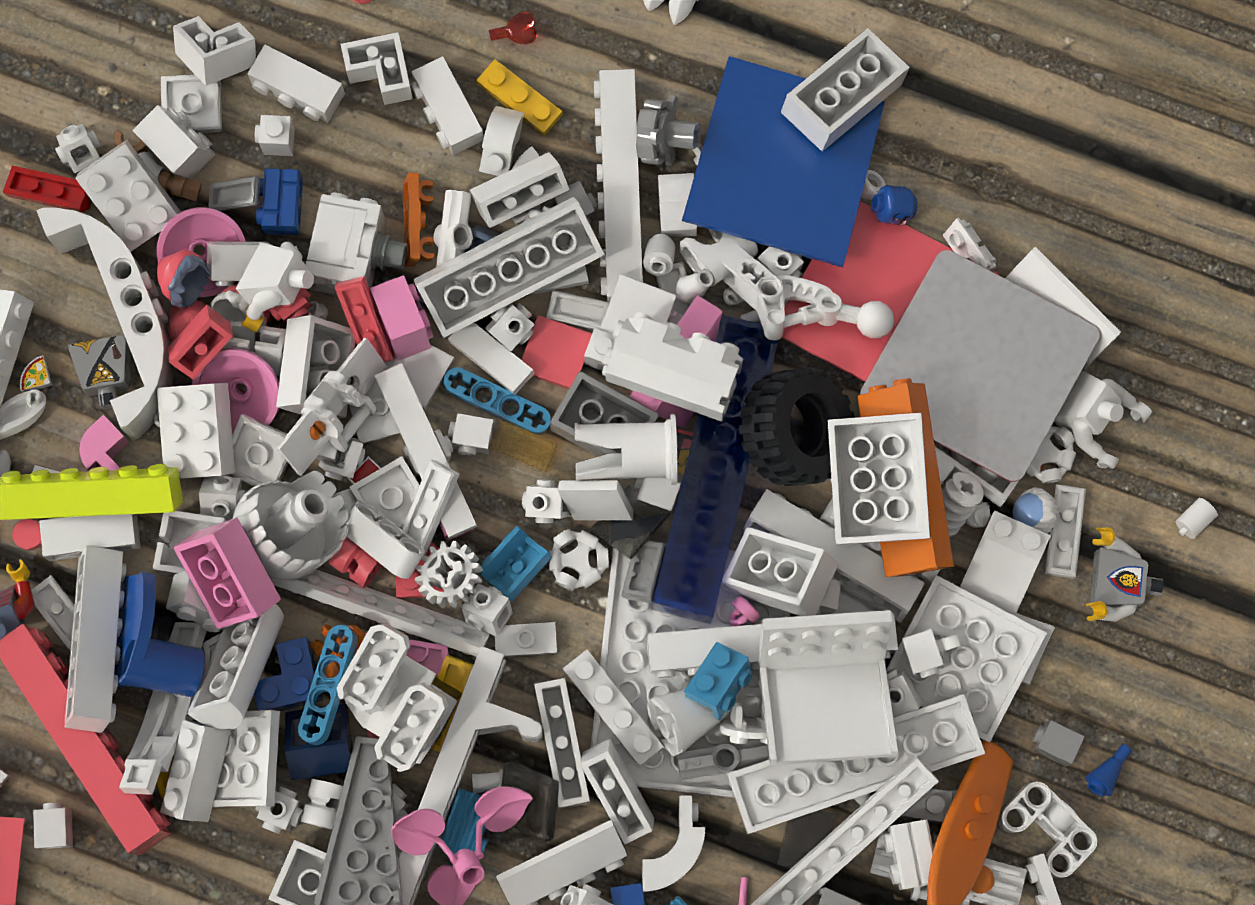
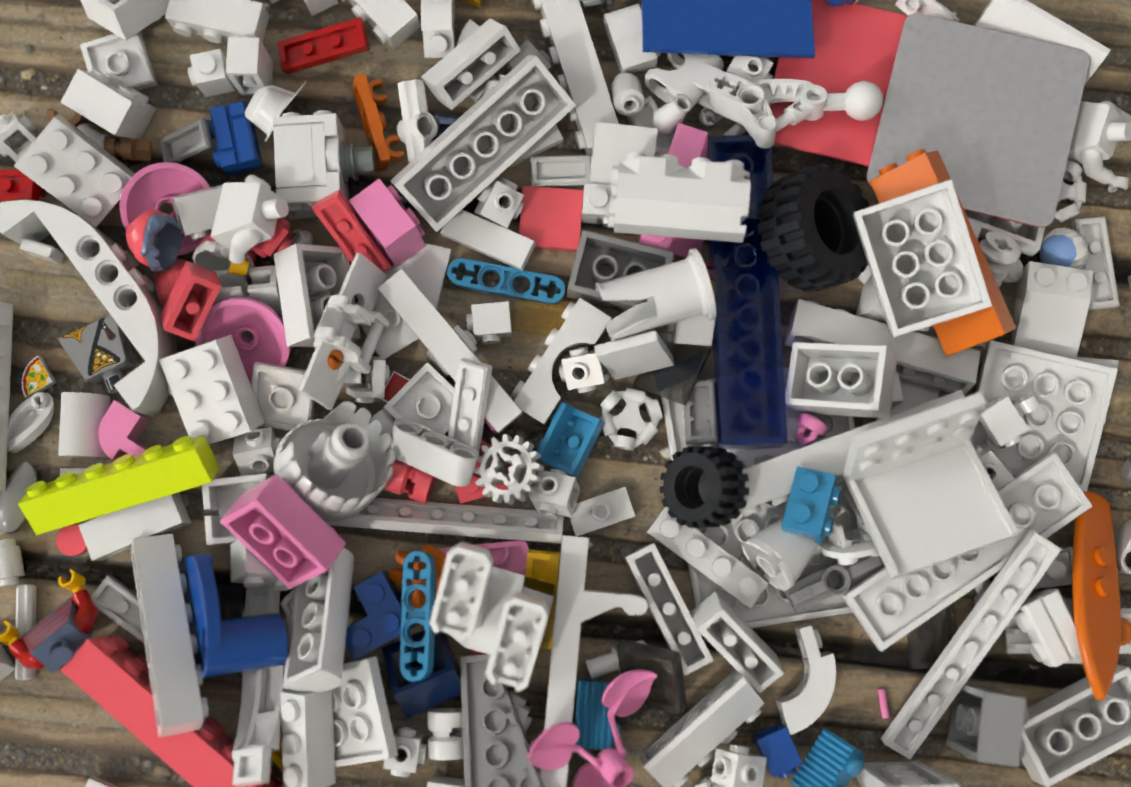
camera: 15 degrees left, 5 degrees up
(65, 430) = (80, 424): none -> white brick
(73, 259) = (42, 250): none -> white tile
(313, 138) = (248, 64): none -> white brick
(321, 179) = (266, 104): none -> white piece
(387, 136) = (323, 45): none -> red hinge
(554, 462) = (581, 327): none -> white arch
(641, 646) = (682, 489): none -> black tyre

